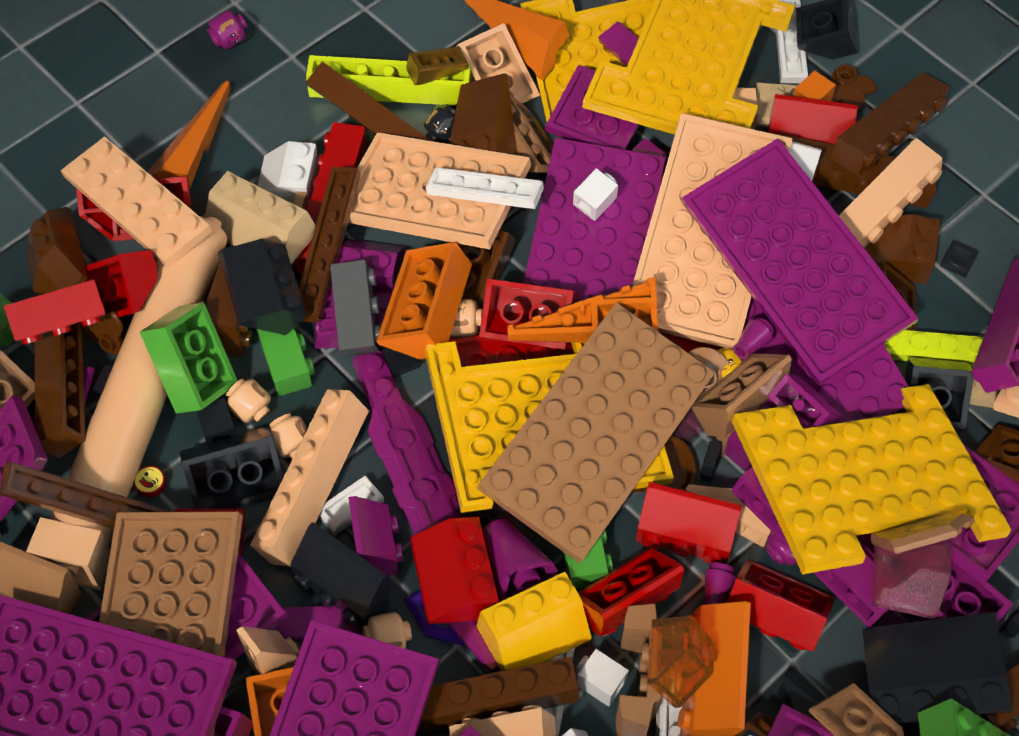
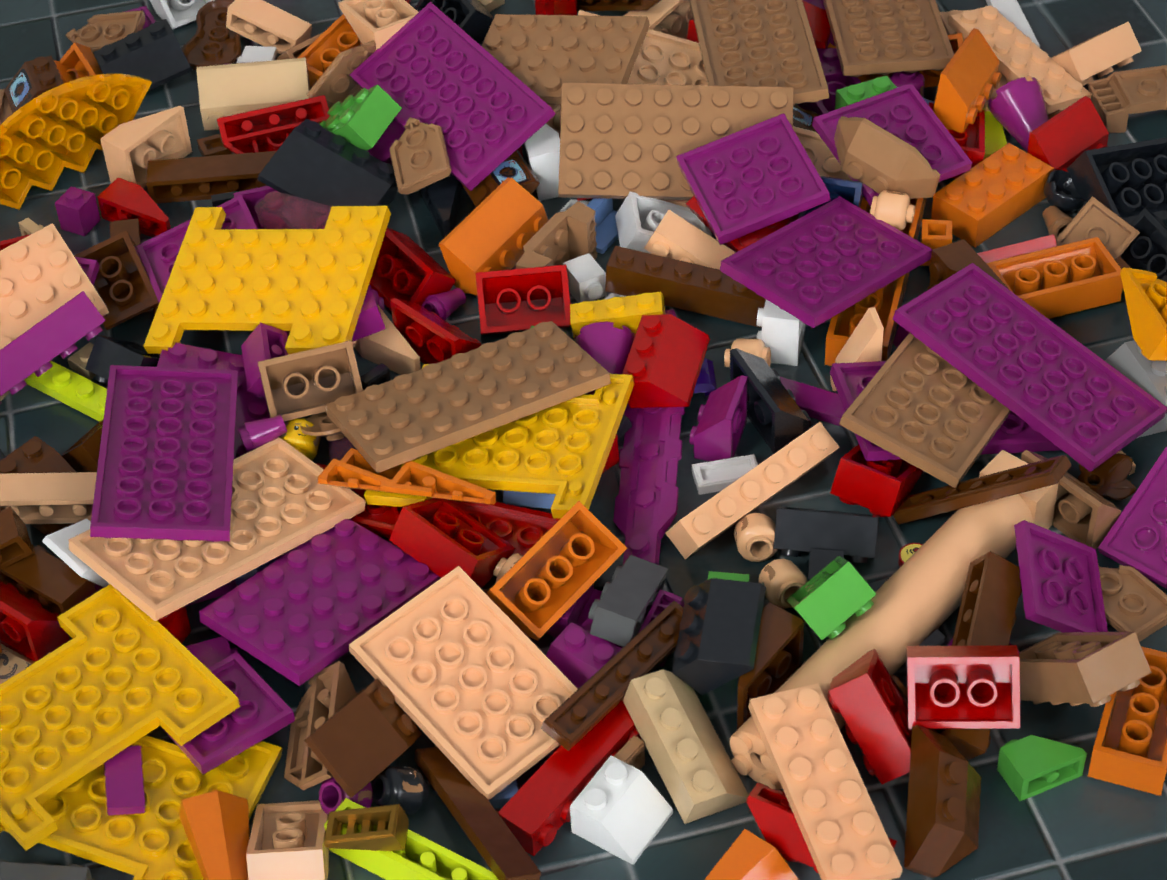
camera: 150 degrees left, 15 degrees down
(485, 187) = (422, 627): white tile -> none
(595, 194) = (307, 587): white brick -> none
(679, 658) = (520, 221): clear orange slope -> none
(921, 532) = (273, 204): medium nougat tile -> none

